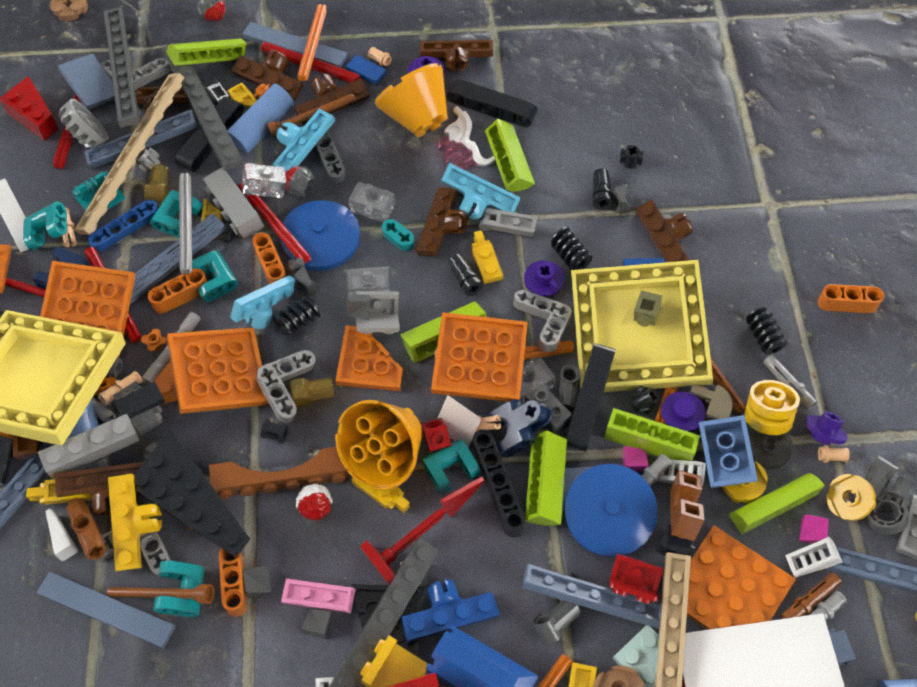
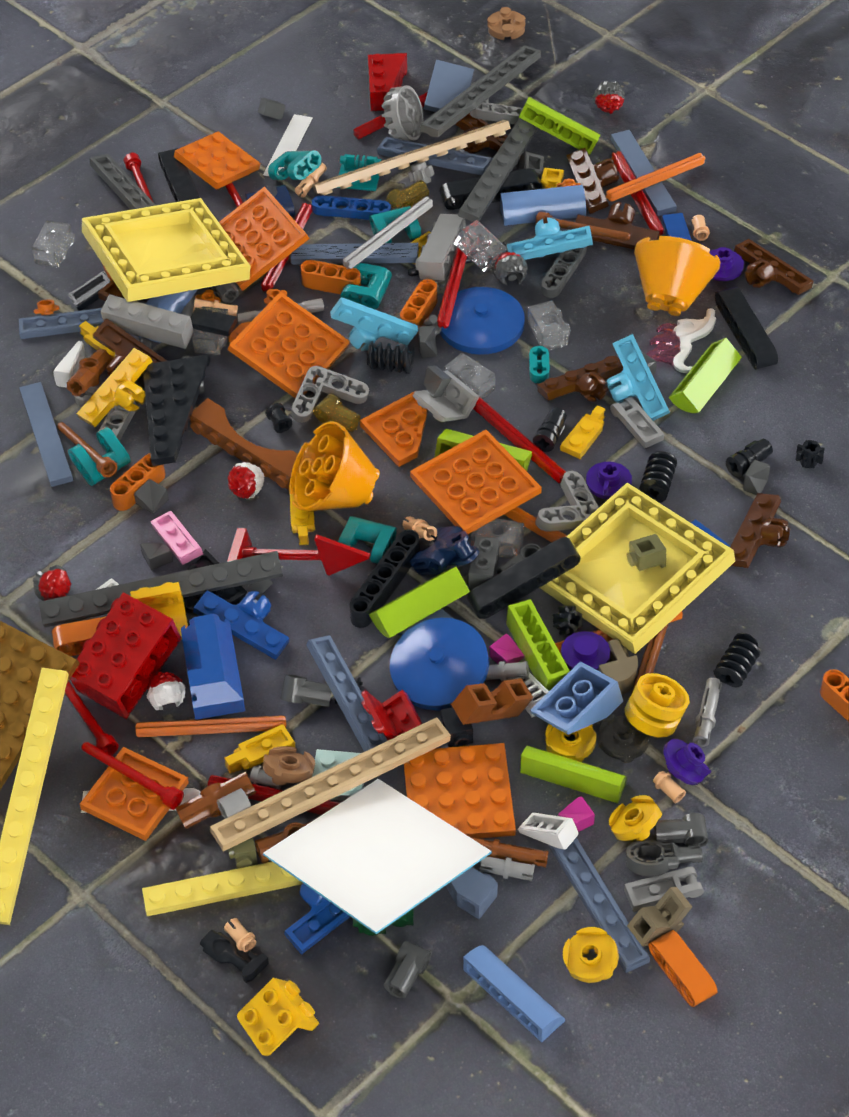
camera: 50 degrees right, 10 degrees down
(435, 434) = (381, 508): red brick -> none
(459, 300) = (519, 440): none -> red axle
(459, 420) = (407, 512): white sticker -> none

